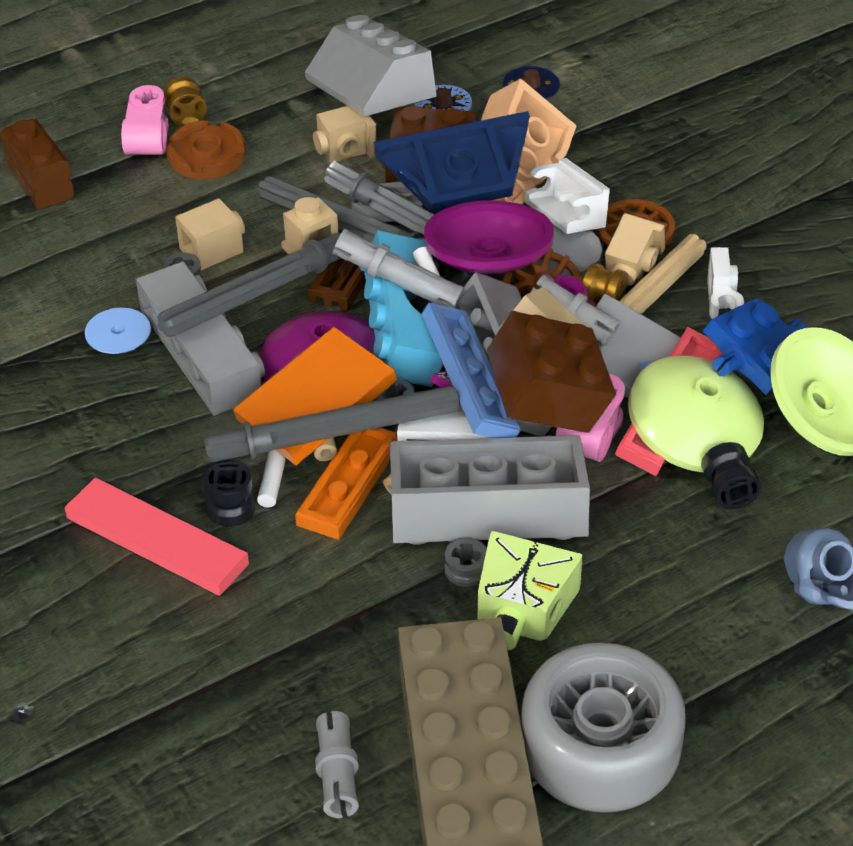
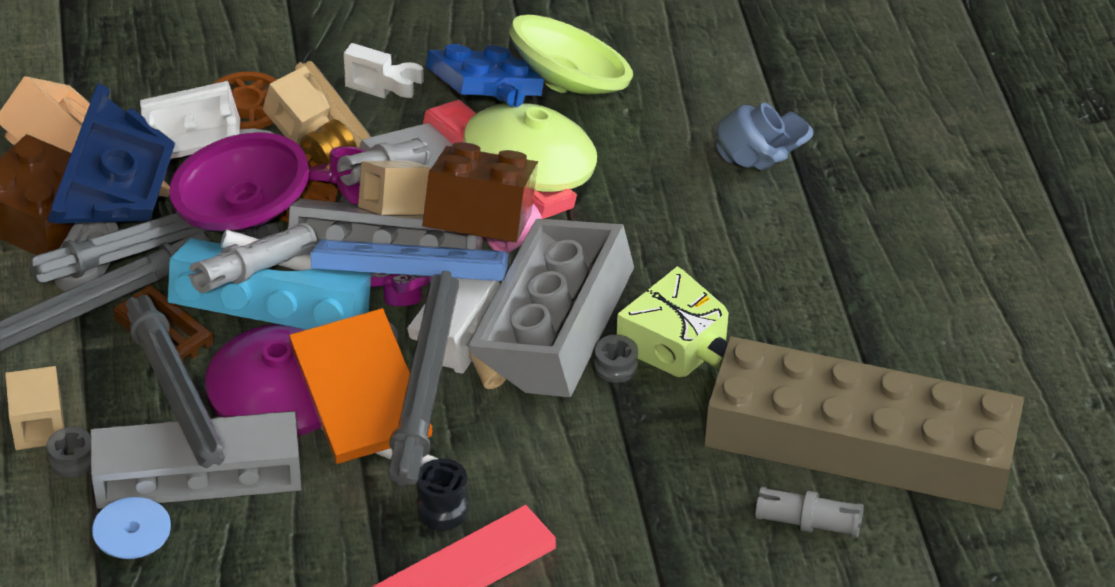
camera: 70 degrees left, 0 degrees up
(308, 221) = (97, 326): tan brick -> none
(346, 482) = (476, 419): orange tile -> none
(603, 727) = (868, 310): light grey wheel -> none
(731, 476) = (617, 154): black wheel -> none

